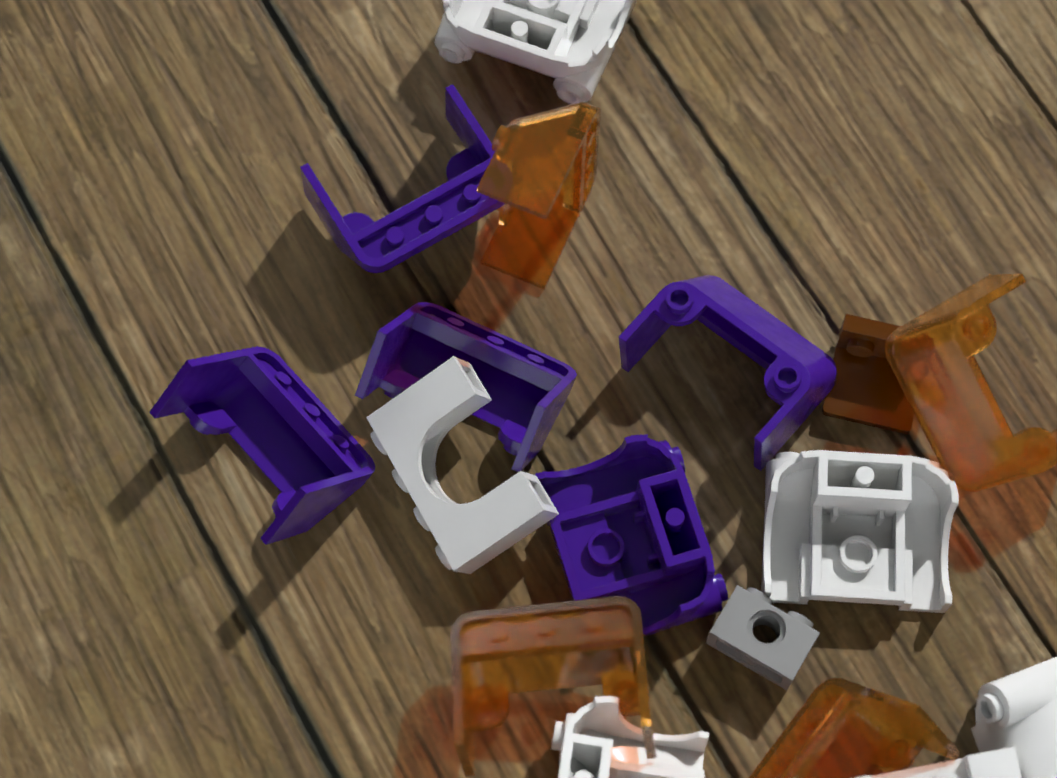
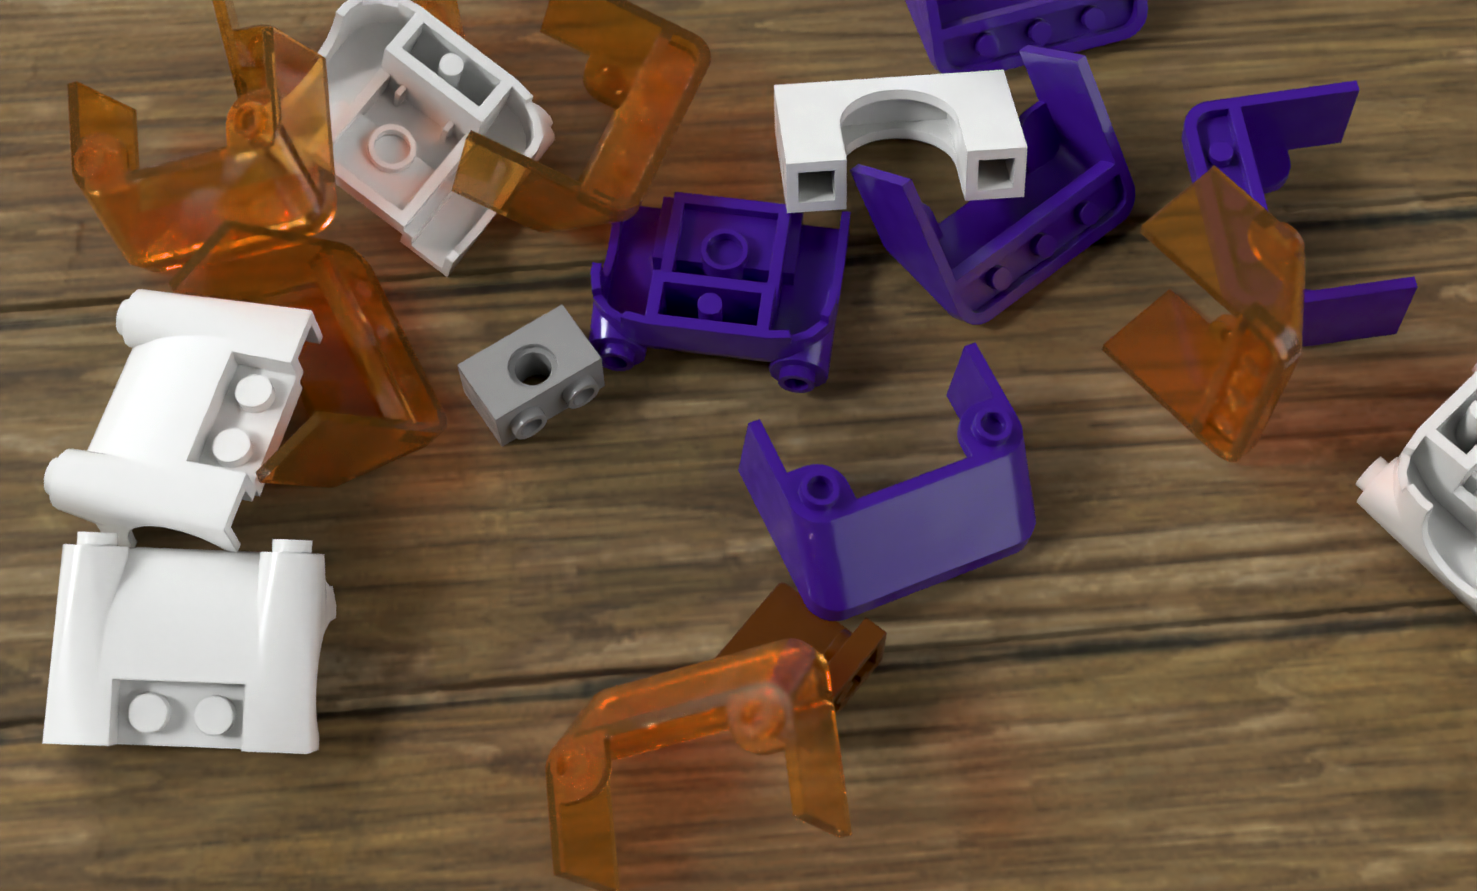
camera: 115 degrees right, 5 degrees down
(858, 529) = (600, 540): white piece -> none

